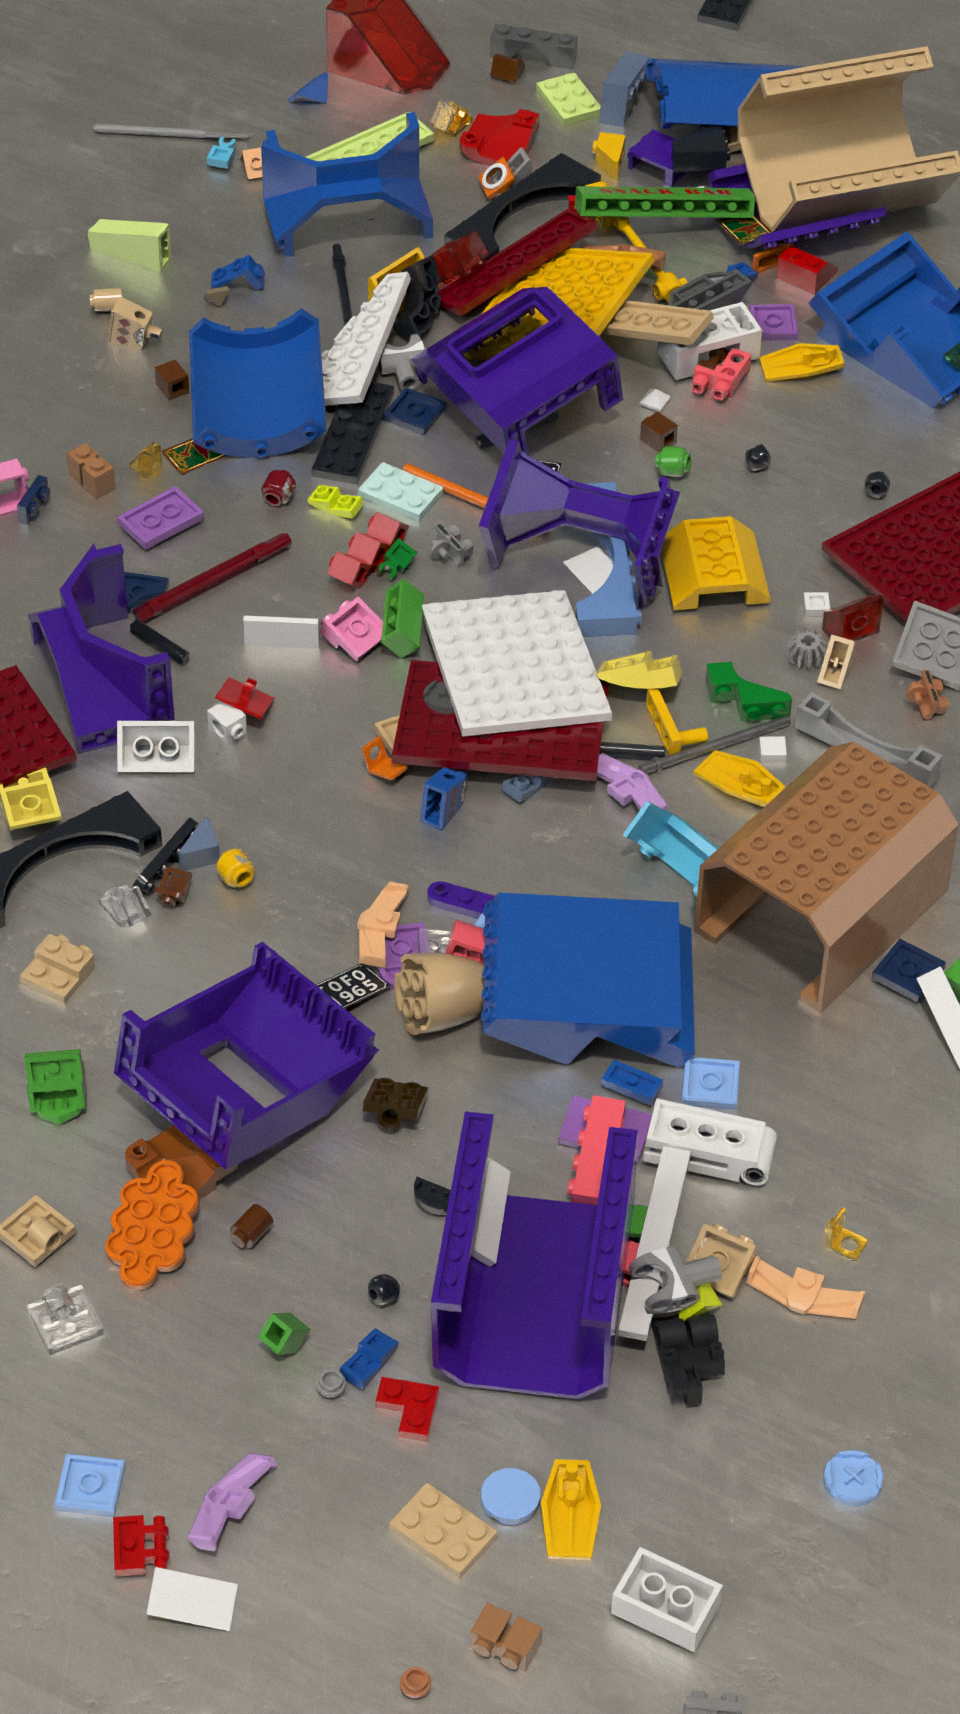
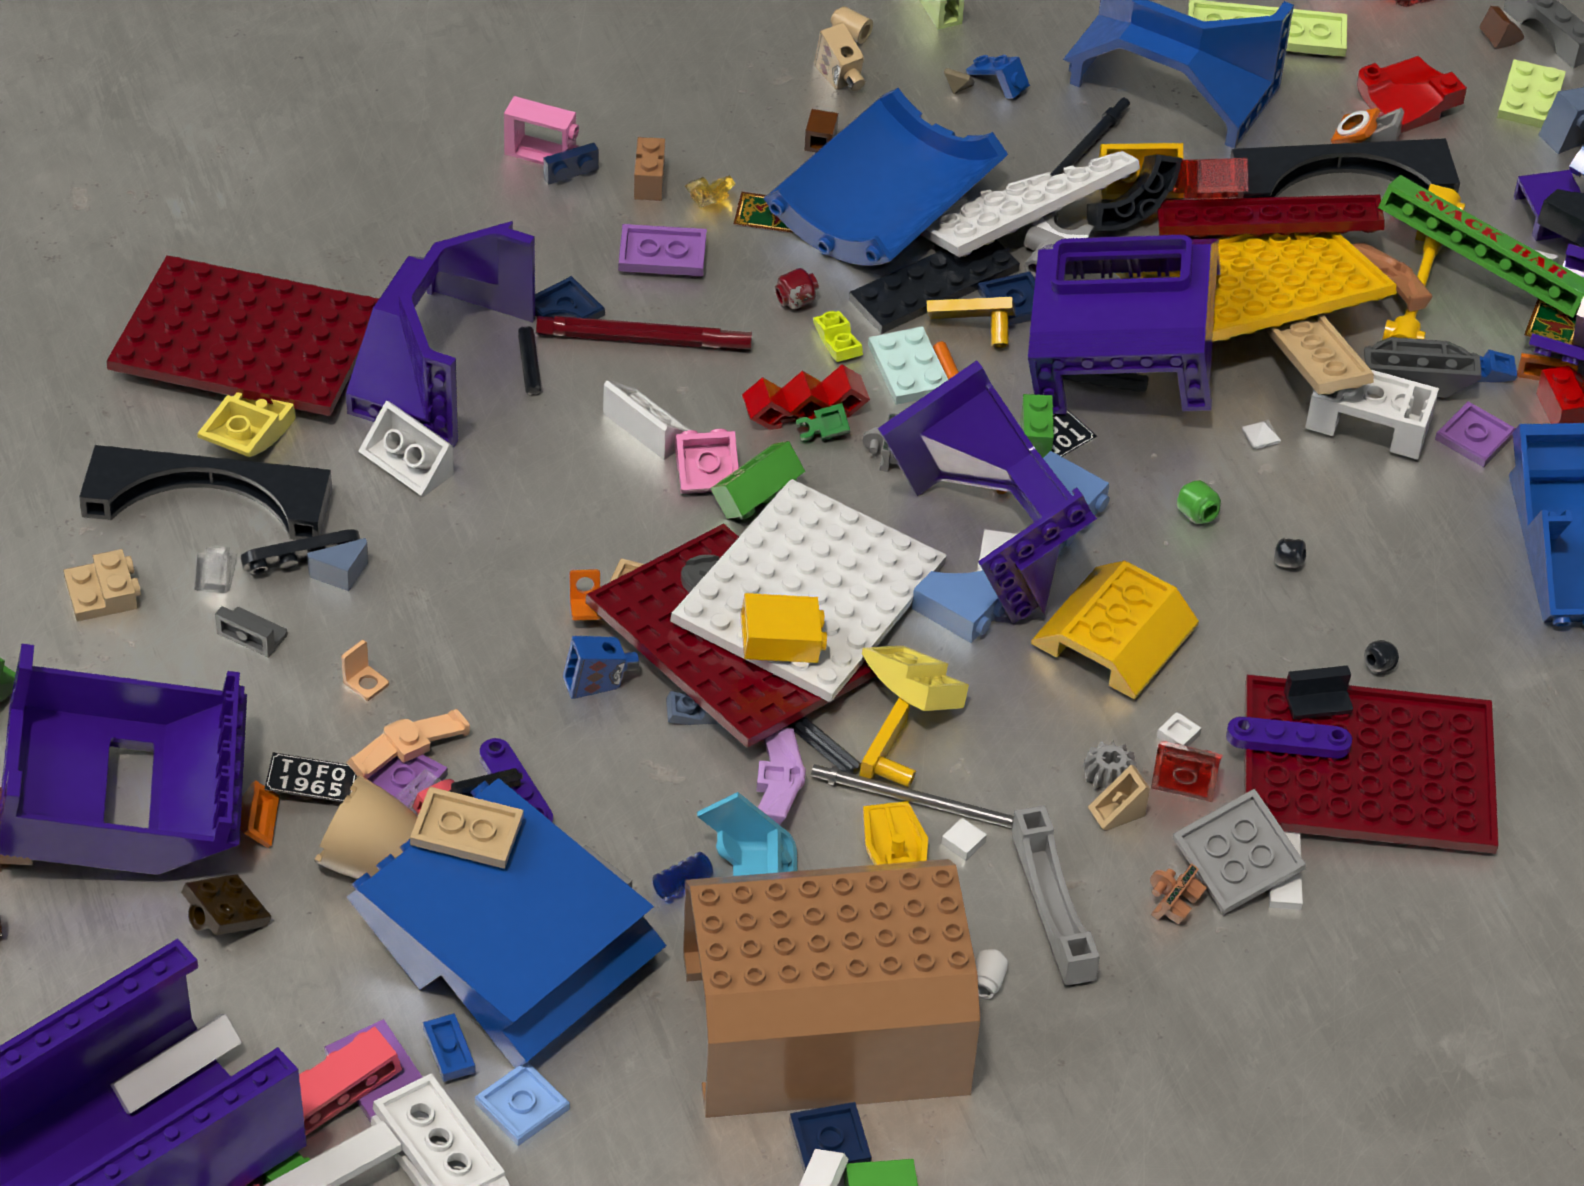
camera: 40 degrees right, 0 degrees up
(174, 886) = (275, 583): reddish brown bracket -> none
(192, 929) = (249, 630): none -> dark grey panel
(226, 722) = (496, 468): white brick -> none
(235, 868) = (343, 603): yellow head -> none
(245, 697) = (532, 457): red piece -> none
(293, 903) = (356, 668): none -> light nougat bracket
(423, 420) = (998, 308): none -> yellow piece
(450, 118) = (1380, 44): clear yellow slope -> none
(477, 906) = (509, 777): none -> black axle
(522, 932) = (466, 827): none -> tan plate
(545, 690) = (782, 628): none -> yellow brick
(610, 152) = (1504, 168): yellow slope -> none
(644, 881) = (672, 880): none -> clear blue piece
(658, 431) = (1220, 465): reddish brown brick -> none
(724, 378) = (1354, 448): coral hips -> none
(752, 700) = (994, 777): green arch -> none
(801, 362) = (1455, 490): yellow piece -> none
(876, 526) = (1318, 692): none -> black panel
(889, 562) = (1288, 737): none -> dark purple plate

